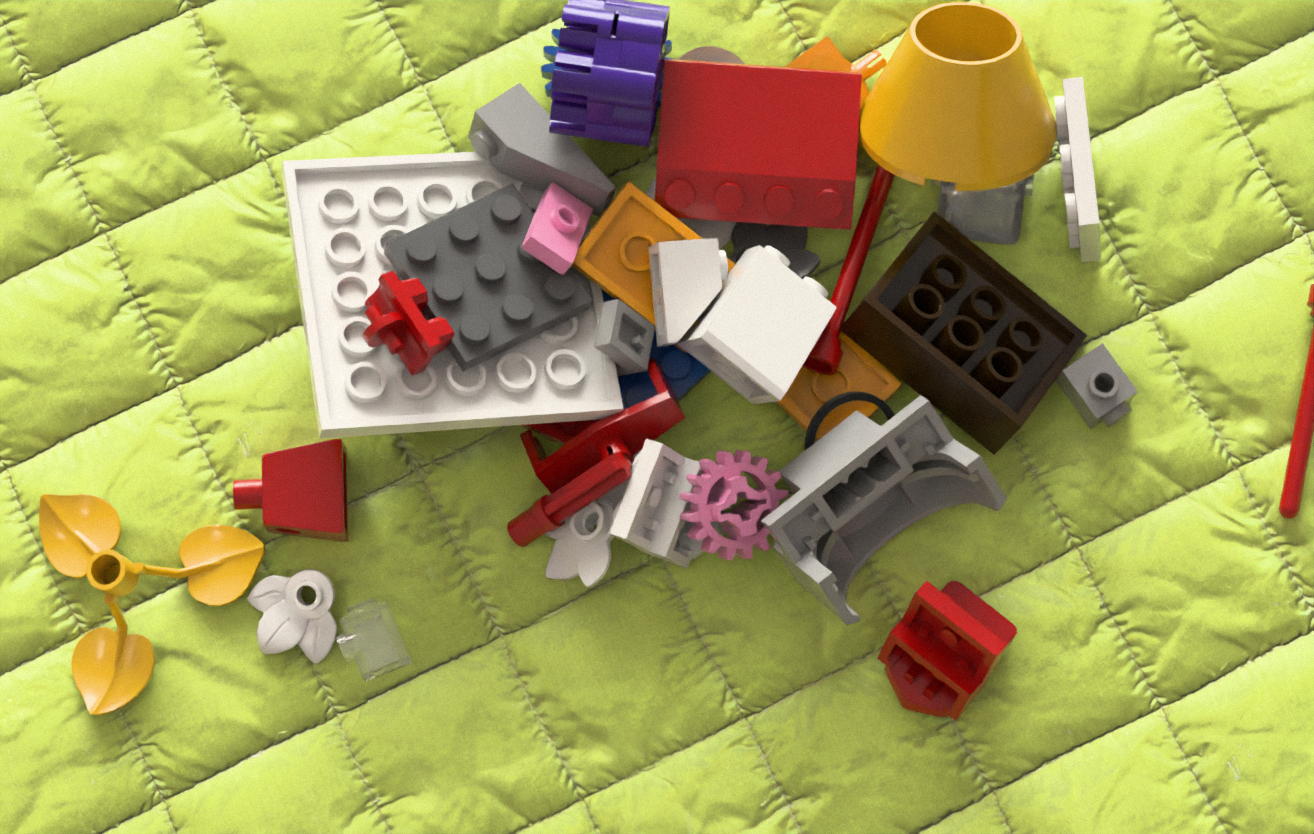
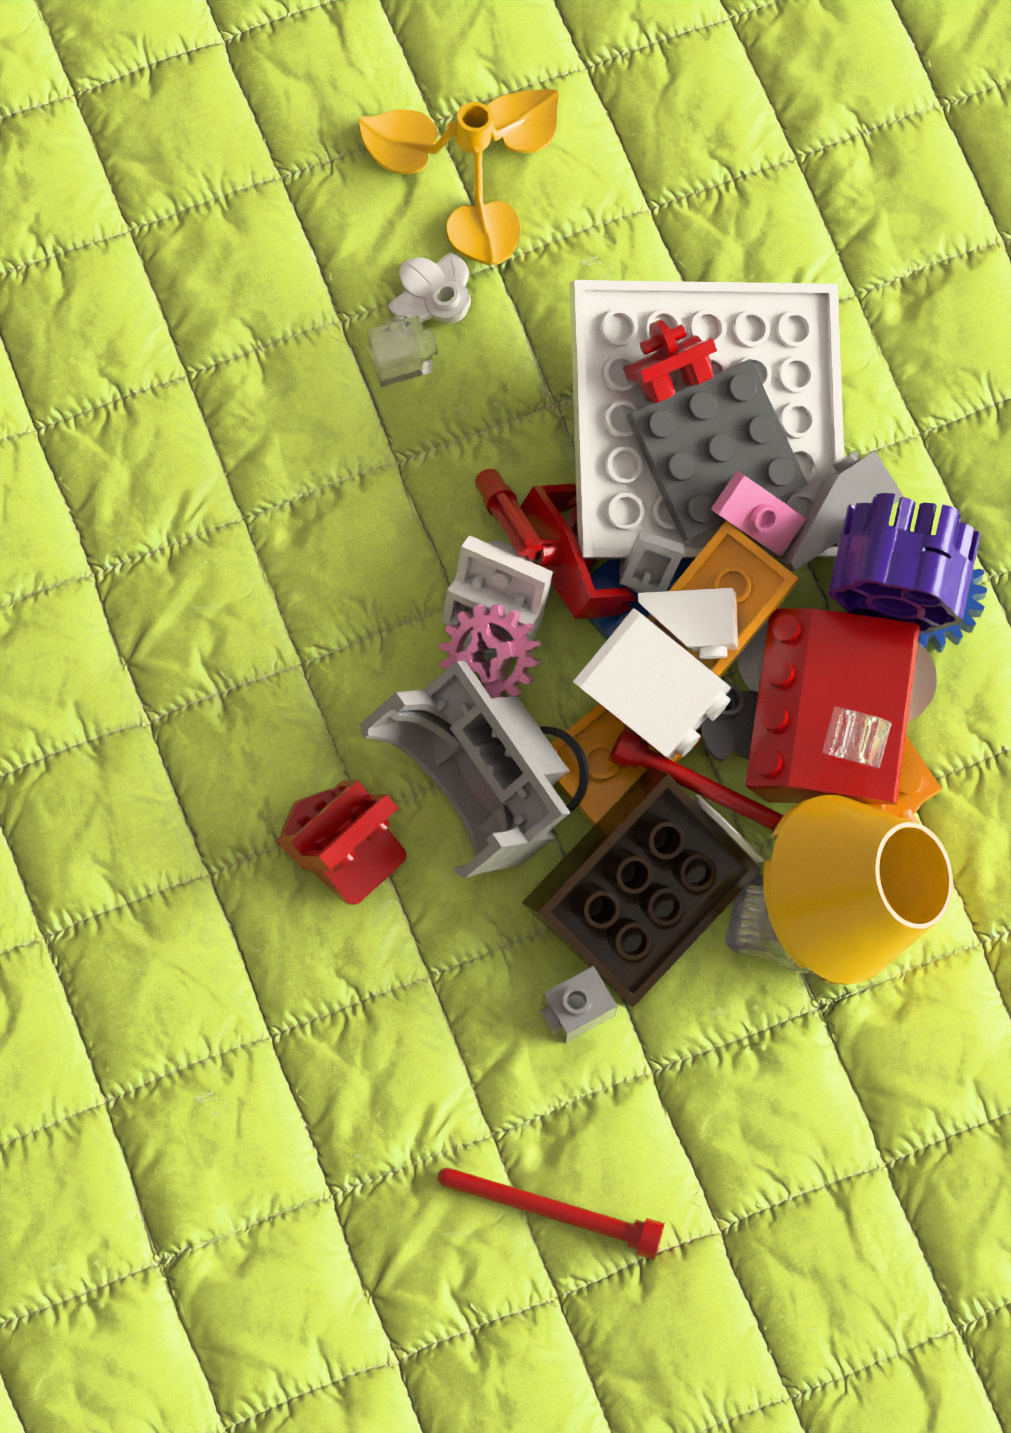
camera: 90 degrees right, 5 degrees down
(301, 491) = (537, 298): red torso -> none
(580, 547) = (462, 522): white plate -> none
(810, 105) = (856, 737): none -> clear brick
(899, 245) = (729, 830): none -> white piece
(1077, 170) = (784, 995): white plate -> none

